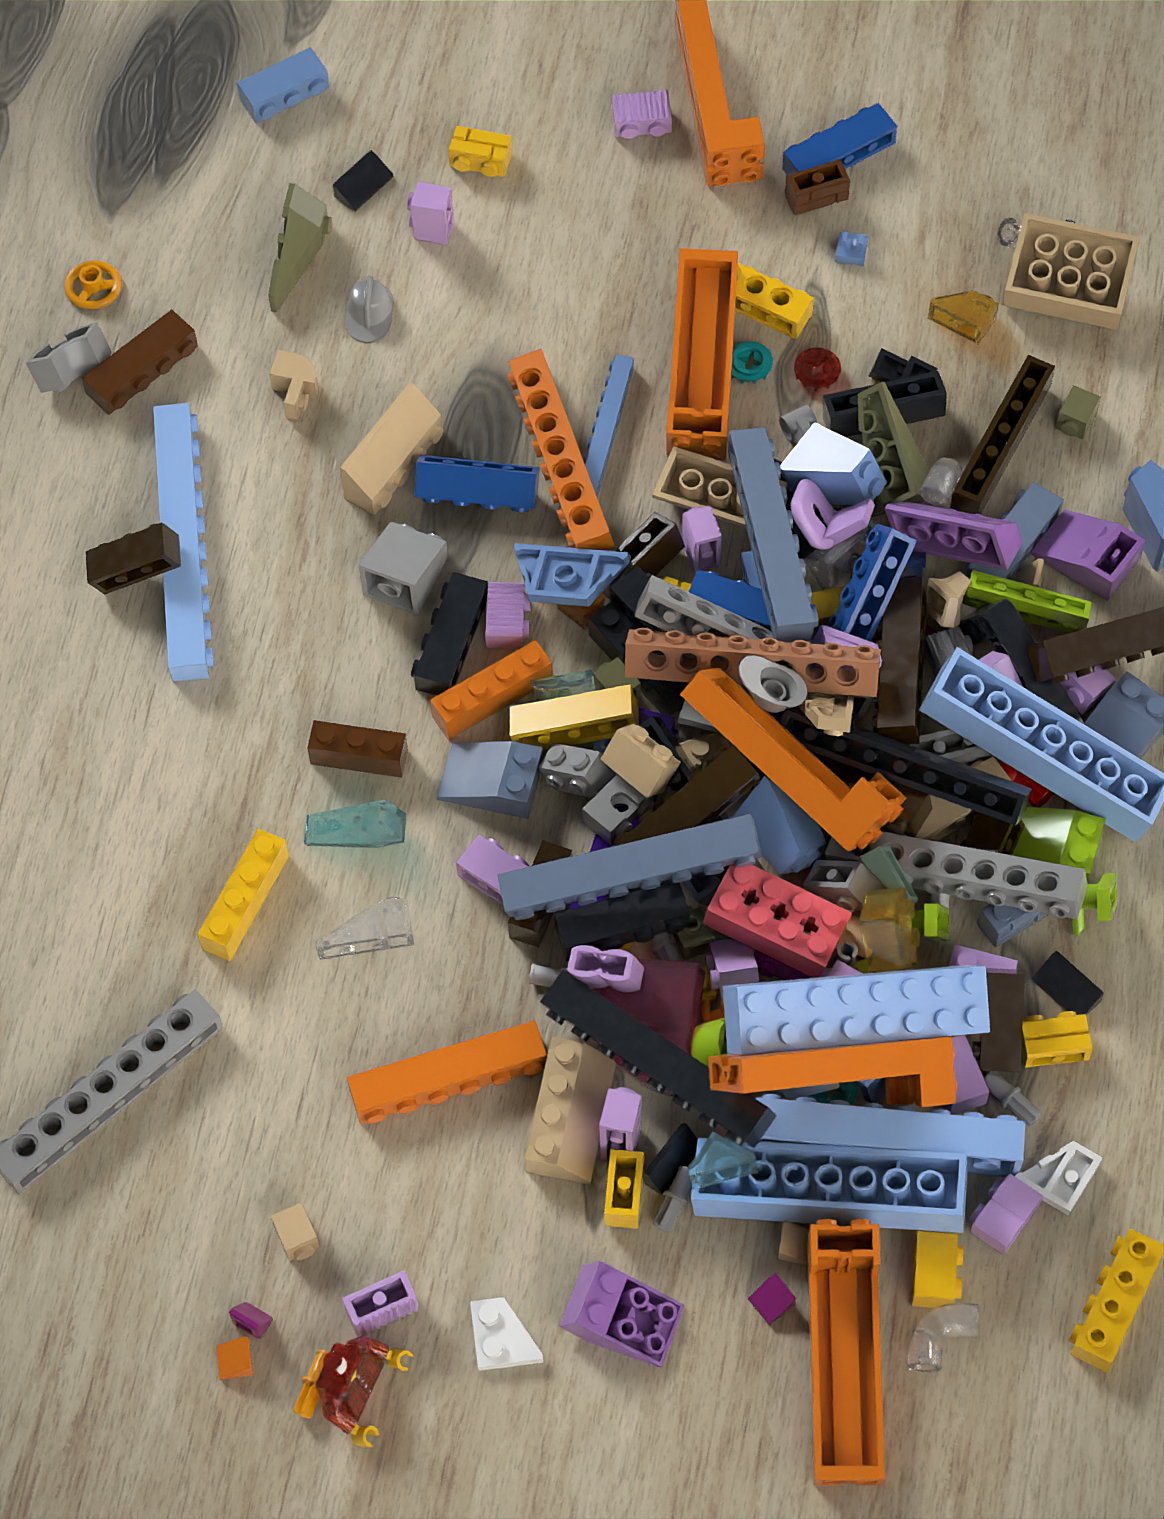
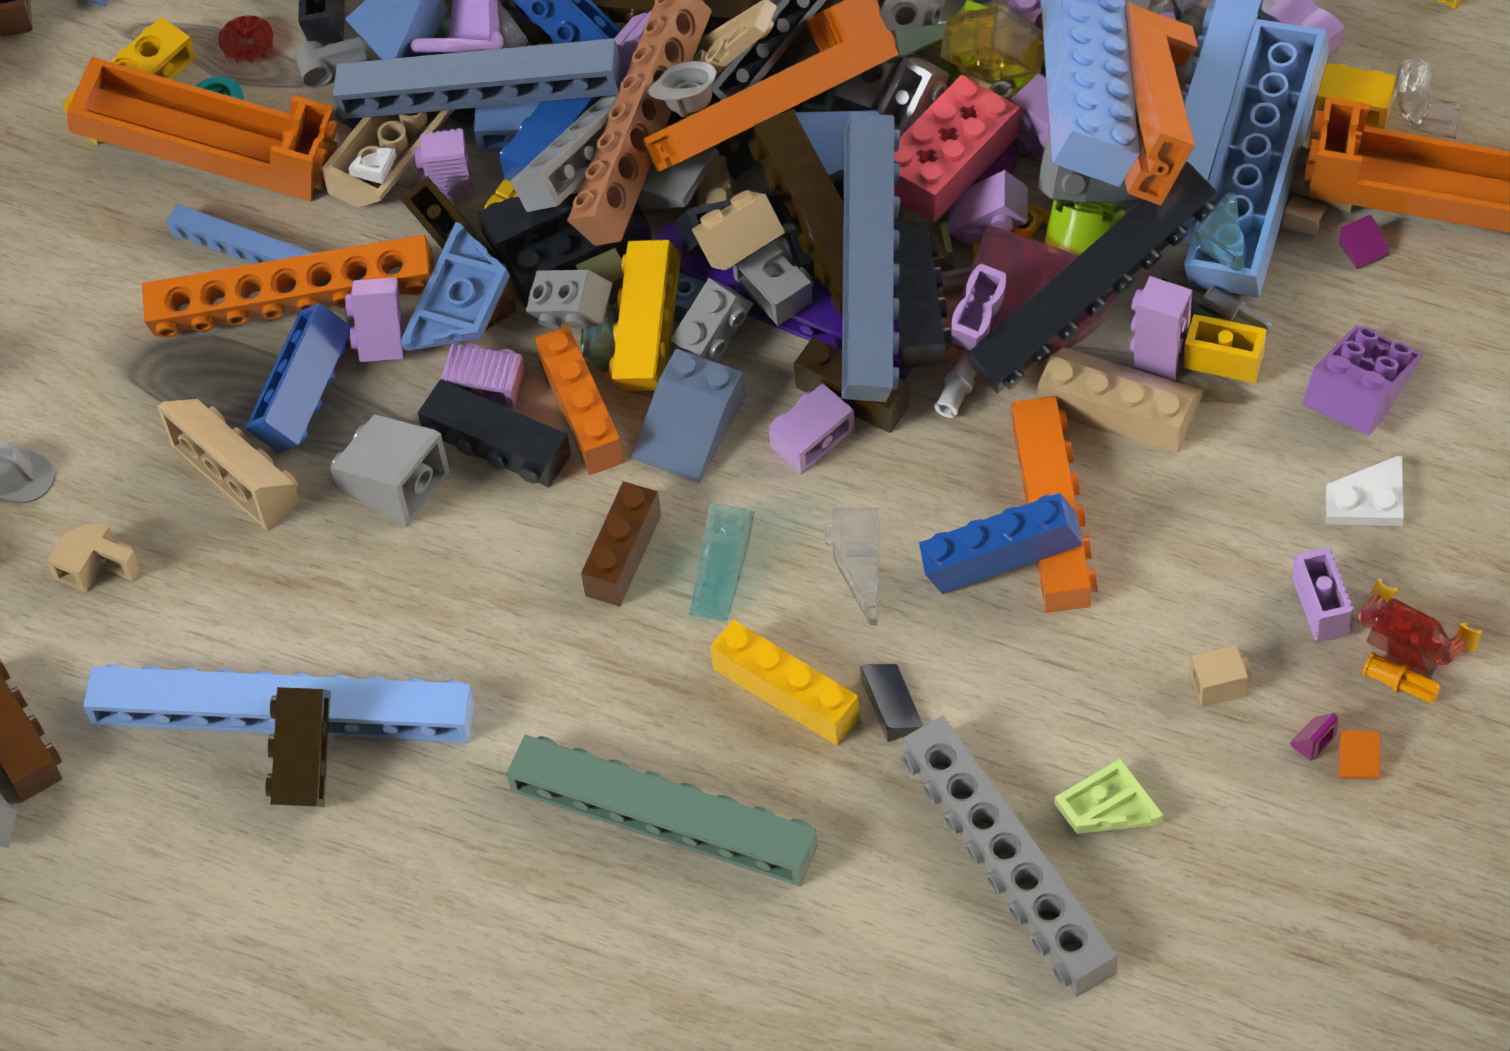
camera: 75 degrees left, 5 degrees down
(119, 829) = (663, 809): none -> sand green brick
(166, 1161) = (1108, 802): none -> yellowish green wing
(243, 979) = (890, 700): none -> black slope
(385, 1033) = (1000, 543): none -> blue brick
(536, 519) = (376, 319): none -> lavender brick
(577, 656) = (568, 298): none -> light grey brick
(679, 482) = (374, 165): none -> white tile

